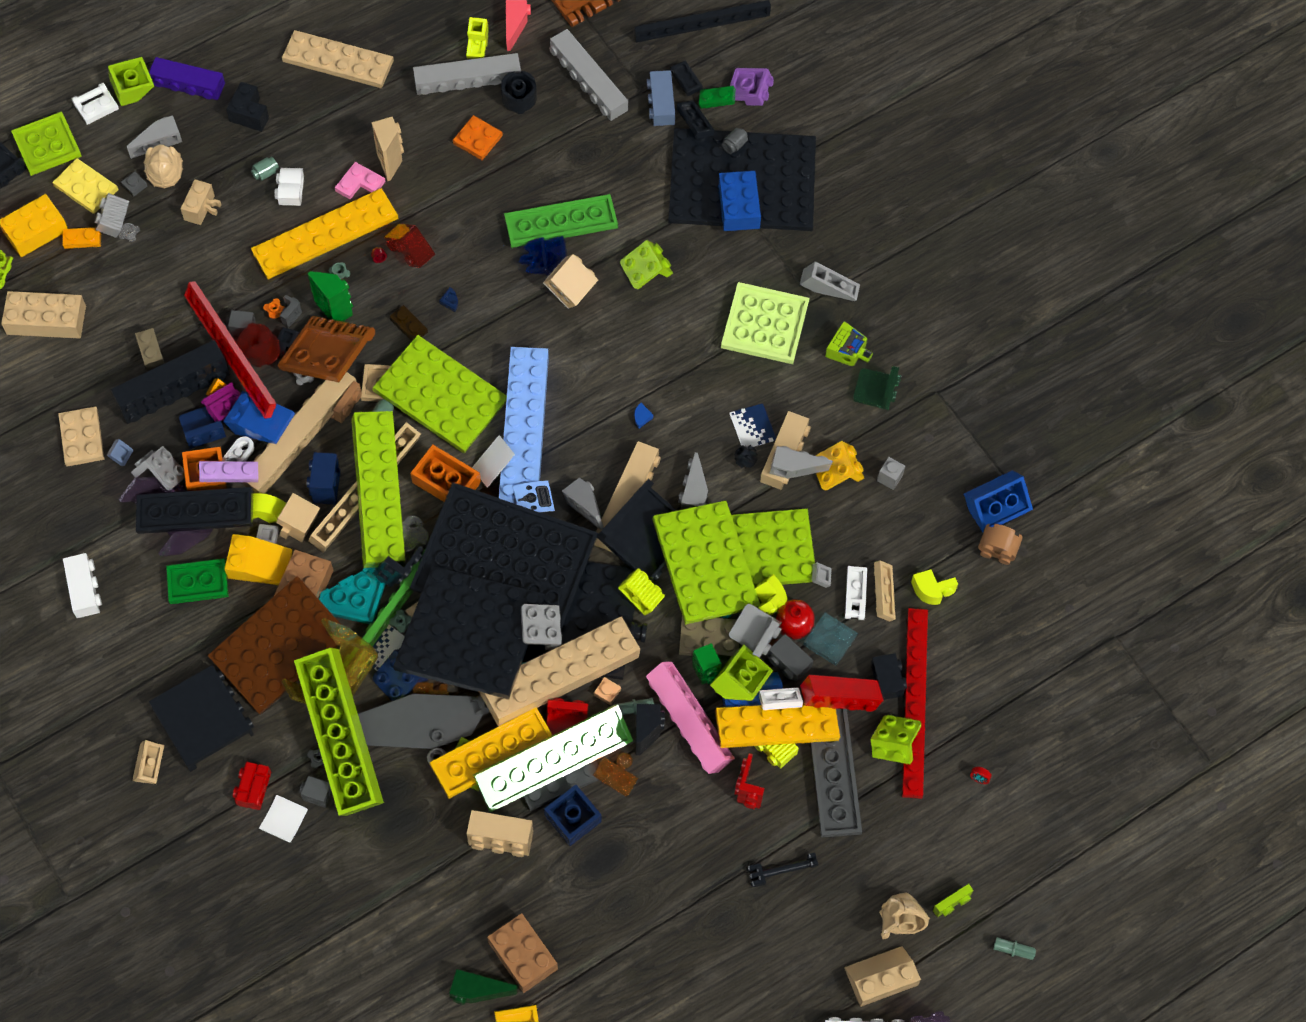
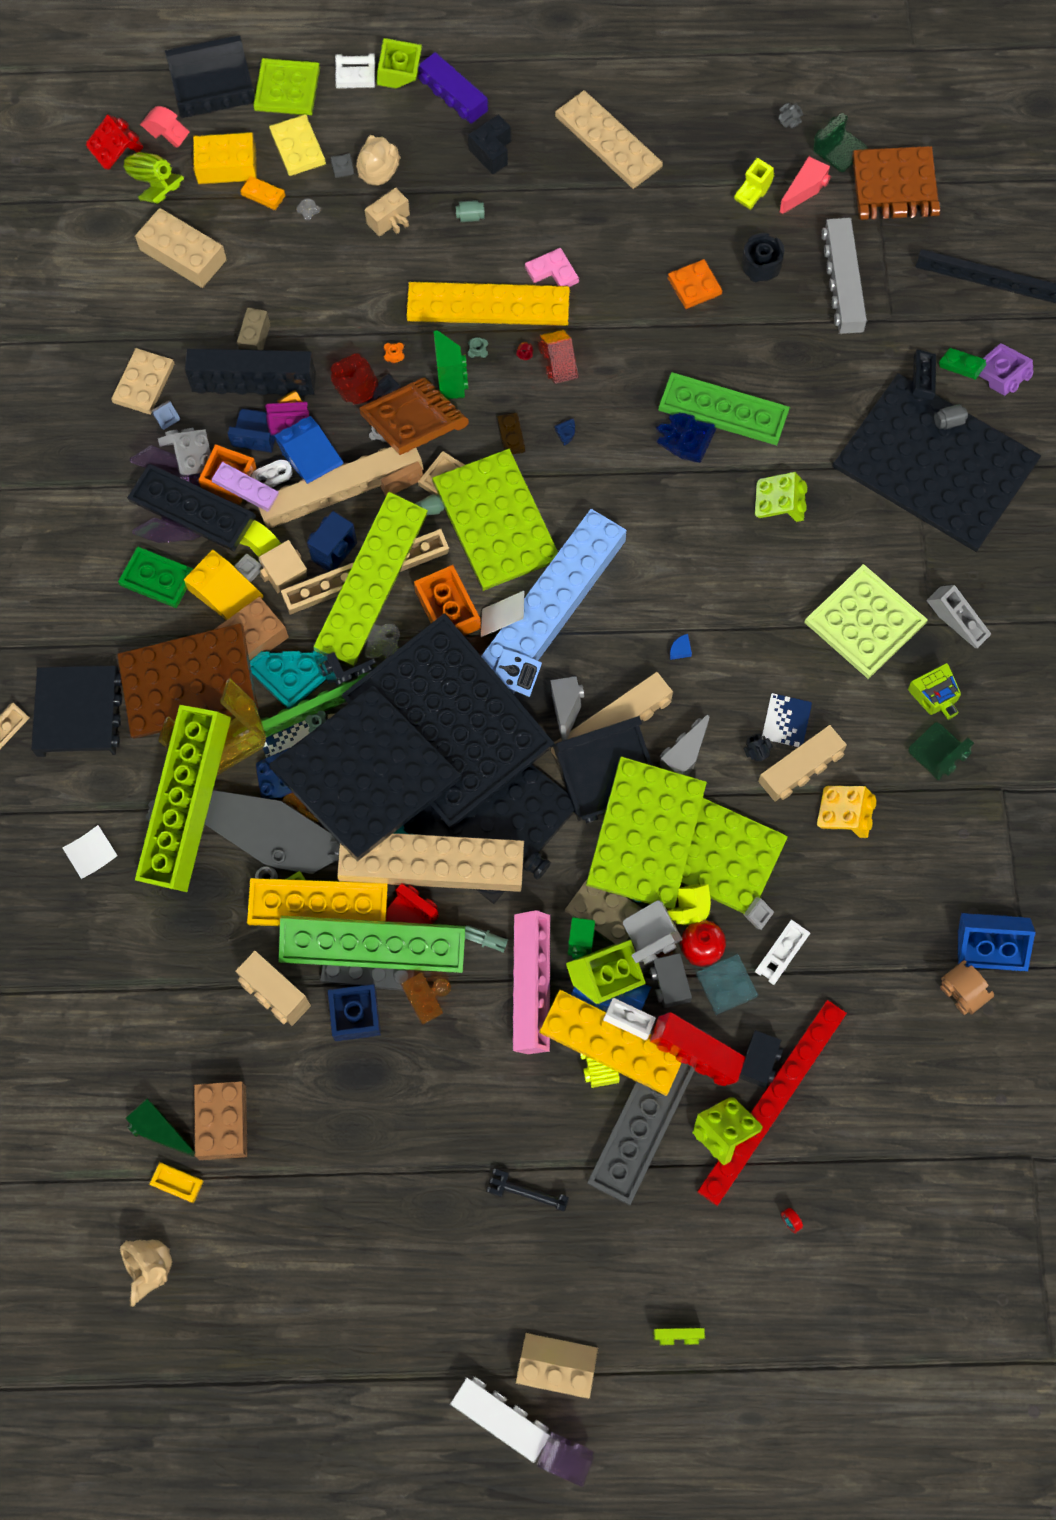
camera: 35 degrees right, 5 degrees up
(82, 585) = (52, 523): white brick -> none
(111, 215) = (300, 184): light grey brick -> none
(158, 133) = (395, 128): light grey slope -> none
(230, 350) = (322, 372): red plate -> none
(239, 321) = (352, 344): dark grey brick -> none
(252, 785) = (79, 803): red brick -> none
(290, 186) = (483, 240): white brick -> none
(291, 311) = (406, 364): dark grey bracket -> none
(316, 791) = (131, 842): dark grey brick -> none
(388, 145) = (597, 246): tan slope -> none
(464, 73) = (720, 213): light grey brick -> none
(541, 625) = (436, 805): light grey bracket -> none
(570, 281) = (693, 473): tan piece -> none
(607, 691) = (470, 907): light nougat plate -> none
(641, 591) = (564, 826): neon yellow brick -> none
(648, 725) = (482, 967): black slope -> none
(661, 98) = (903, 335): sand blue brick -> none
(686, 78) = (943, 328): black plate -> none
(739, 201) = (915, 481): blue brick -> none
(748, 794) = (539, 1100): red bracket -> none
(793, 464) = (799, 783): light grey slope -> none
(884, 591) = (813, 967): tan plate -> none
(891, 473) = (898, 848): light grey brick -> none
(902, 916) = (616, 1316): tan head -> none
(929, 590) = (860, 993): neon yellow brick -> none
(1014, 948) = (711, 1425): sand green axle -> none

